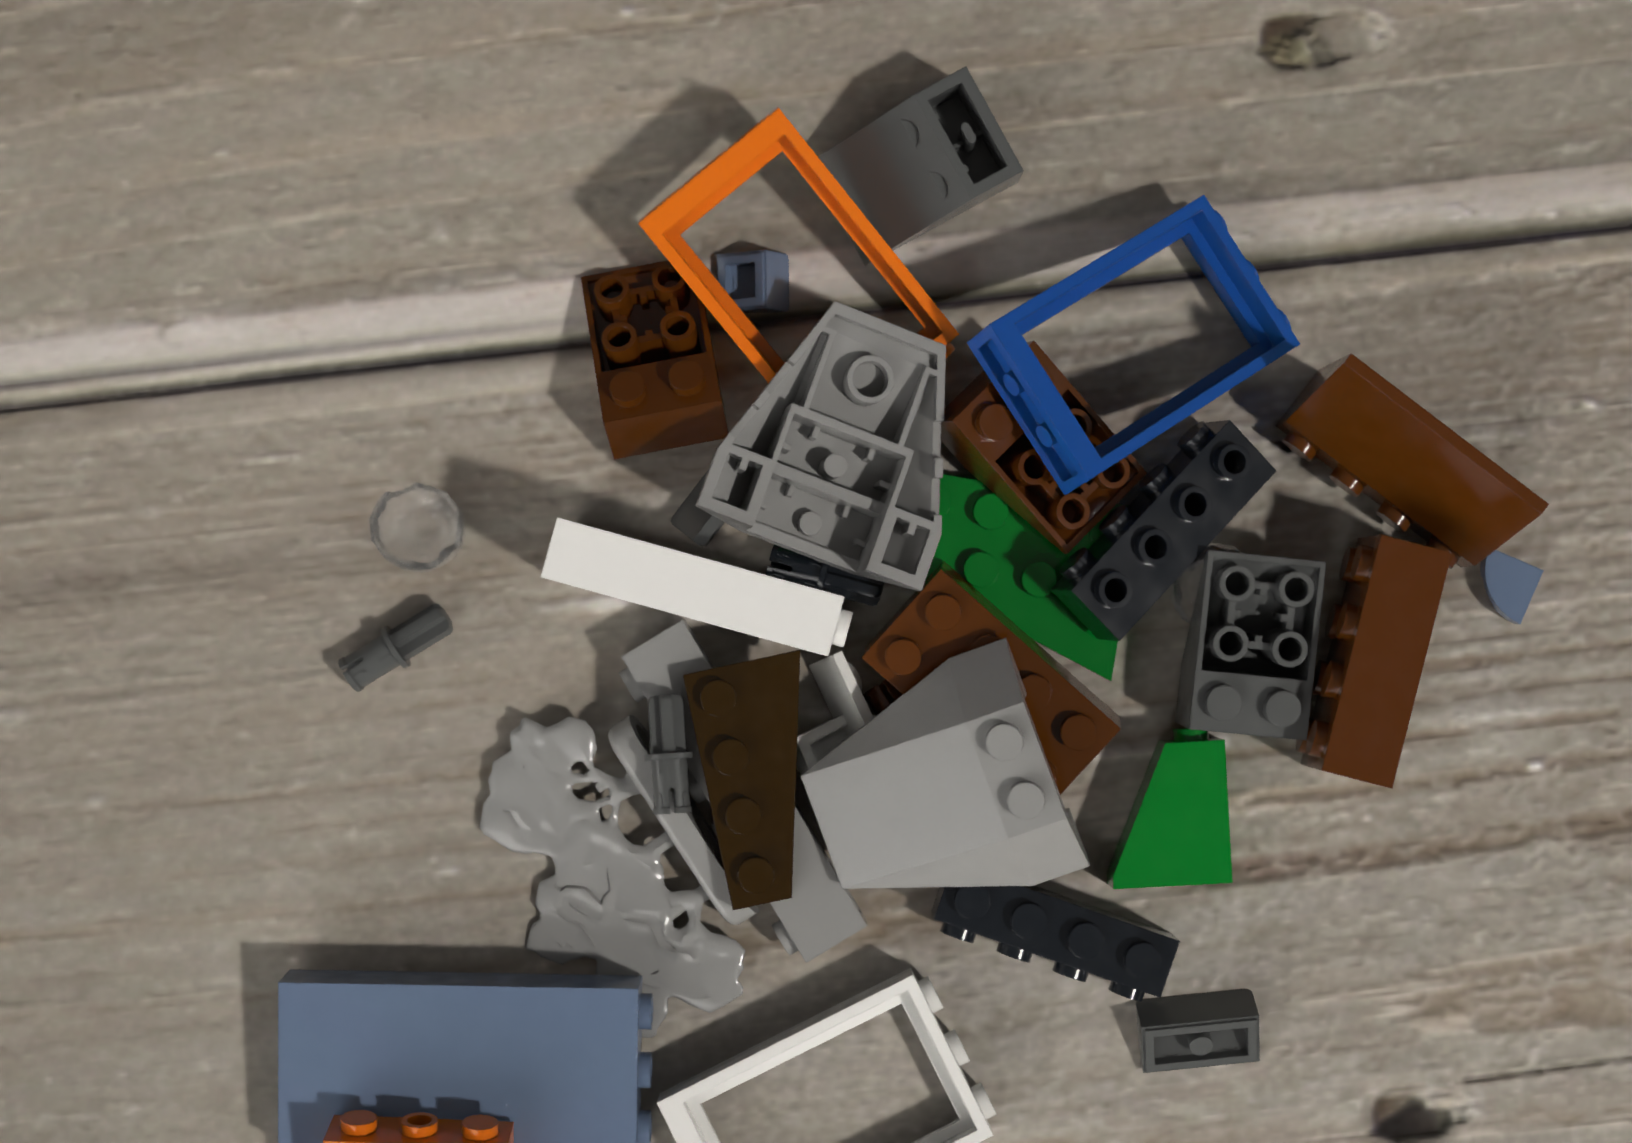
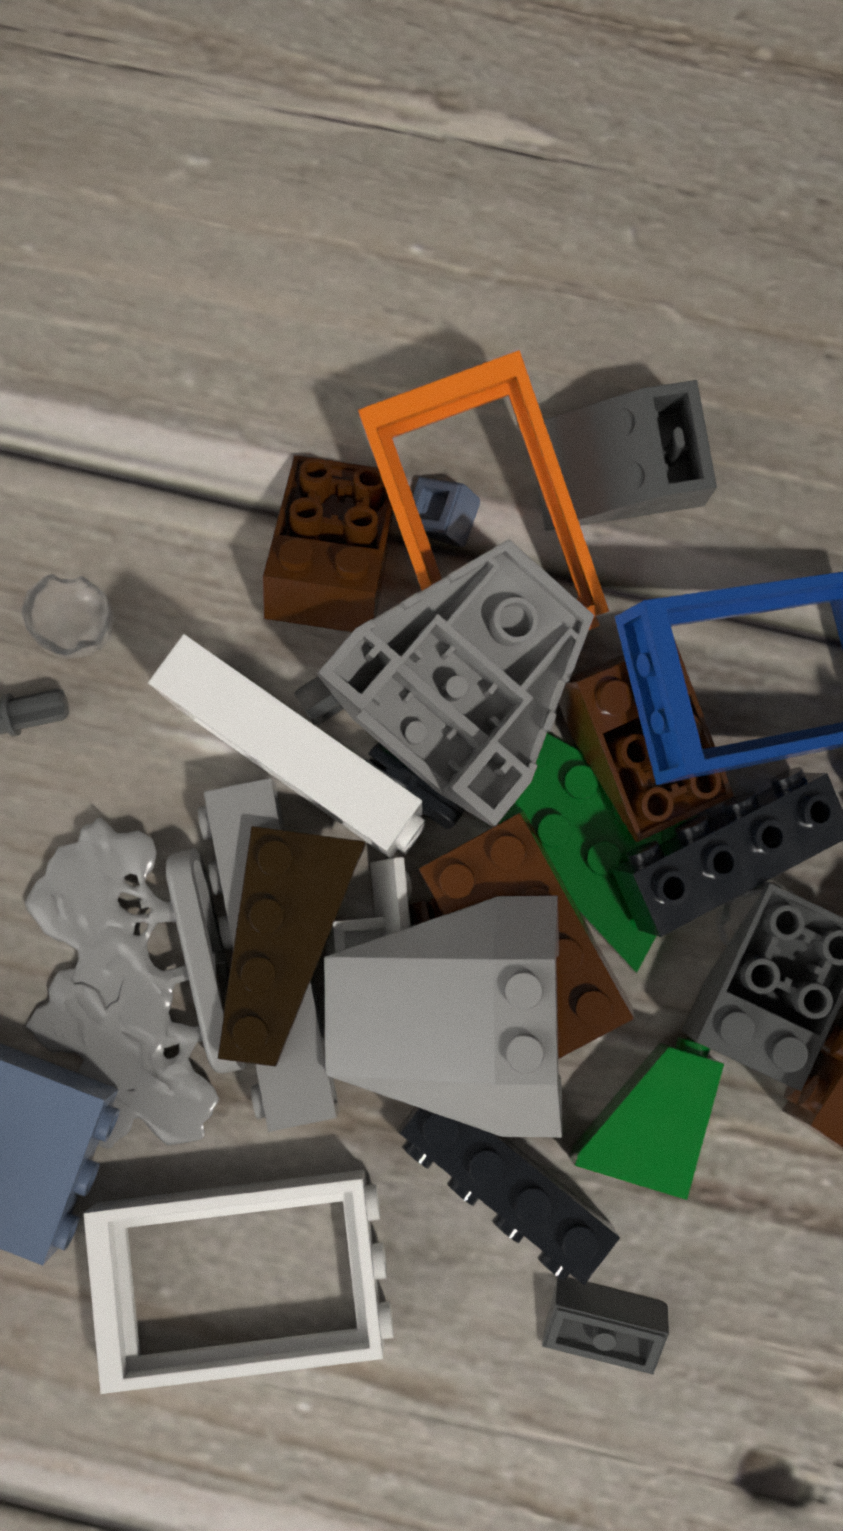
camera: 15 degrees right, 5 degrees down
(668, 753) = (212, 893): dark grey axle -> none

